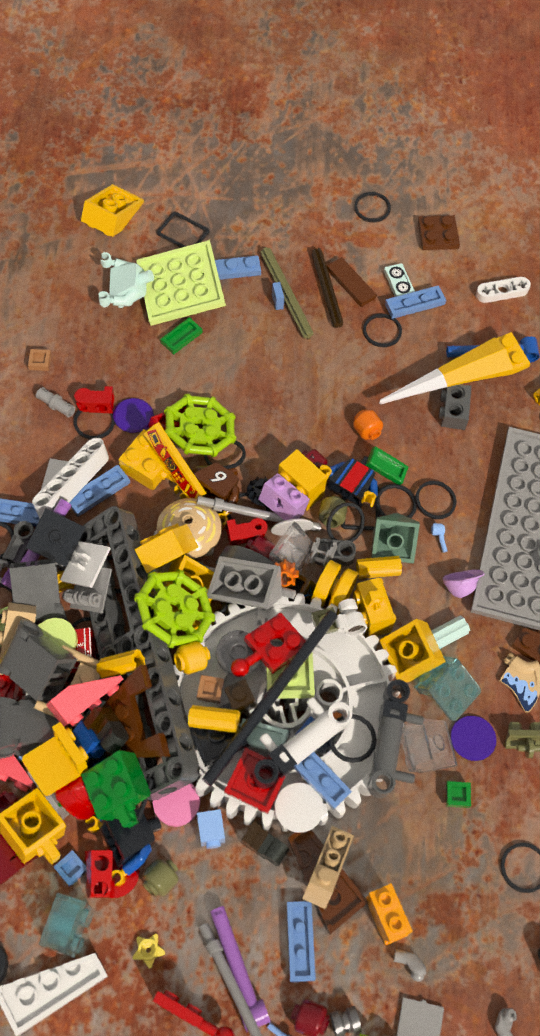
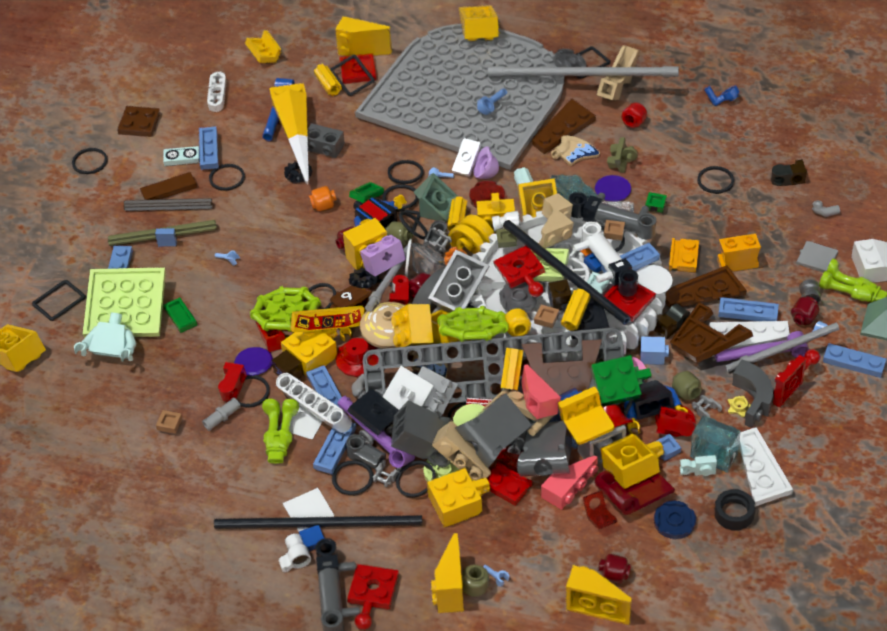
camera: 70 degrees left, 15 degrees down
(28, 461) = (278, 441): none -> lime piece
(41, 913) = (700, 466): none -> light aqua plate
(107, 728) = (568, 380): leg -> none
(120, 443) = (287, 363): none -> dark brown brick
(130, 902) = (709, 403): none -> light grey piece
(148, 507) = (351, 361): none -> red hat
(172, 973) = (758, 385): none -> dark grey arch
(234, 882) = (700, 340): none -> reddish brown wing
(260, 937) = (762, 331): none -> white wing
(266, 358) = (231, 256): none -> light blue hand
(328, 867) = (701, 278): tan slope -> none
(347, 674) = (558, 225): none -> tan arch
(361, 744) = (614, 230): none -> medium nougat plate
(380, 844) = (684, 255): none -> light orange plate
(407, 402) = (292, 175): none -> black gear
(413, 961) = (772, 250): light grey arm -> none
(422, 594) = (483, 190): none -> clear red tile
(470, 558) = (466, 157): none -> white plate

